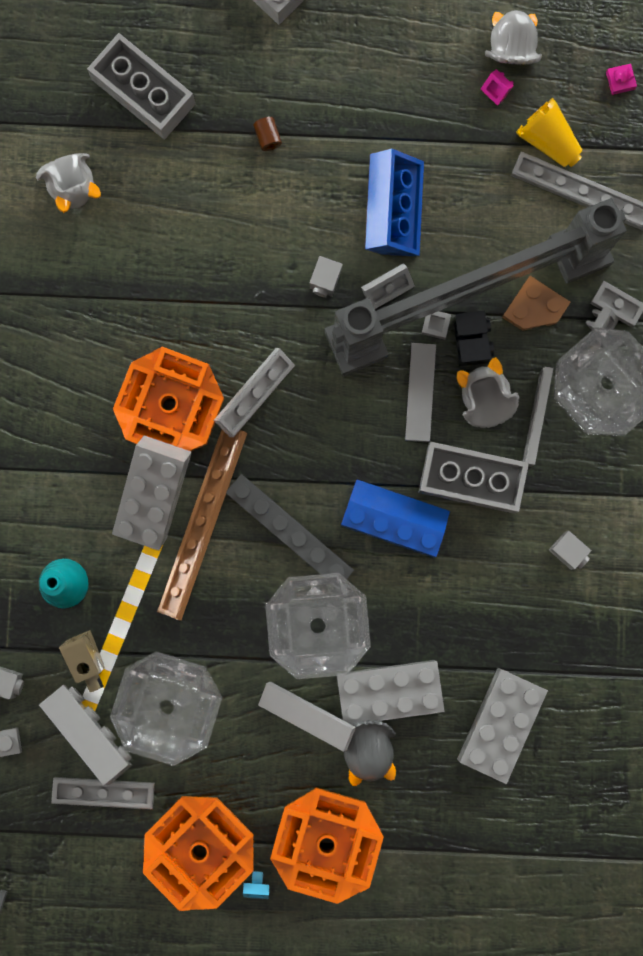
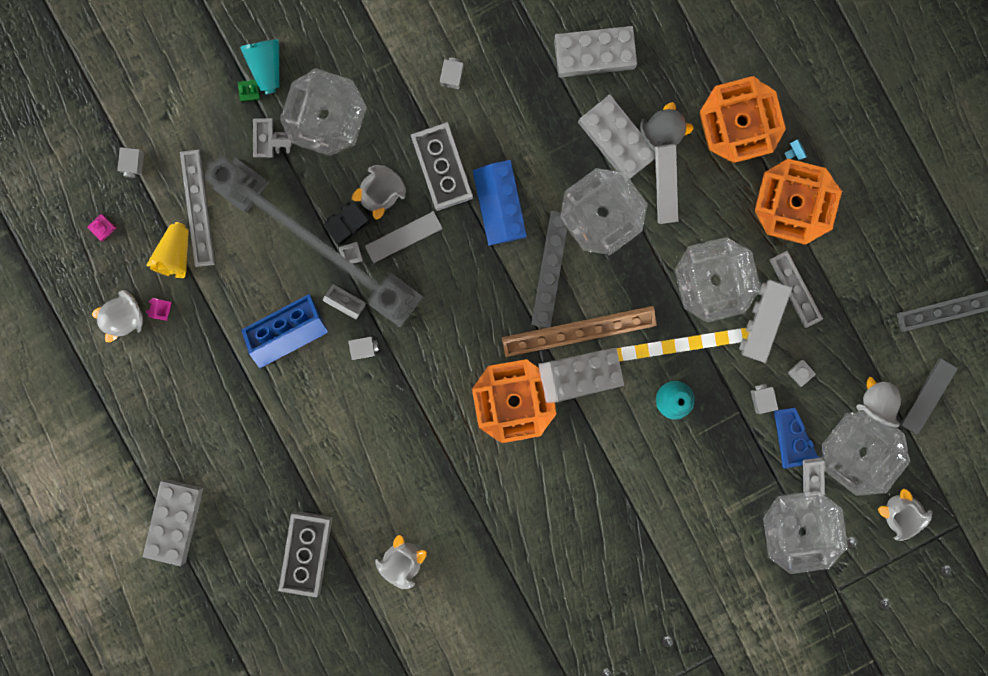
camera: 120 degrees left, 5 degrees up
(83, 650) = (713, 359): dark tan torso -> none
(254, 392) = (471, 348): light grey tile -> none
(267, 133) = (286, 448): reddish brown piece -> none
(535, 306) = (297, 194): medium nougat plate -> none
(537, 416) = (373, 148): light grey tile -> none

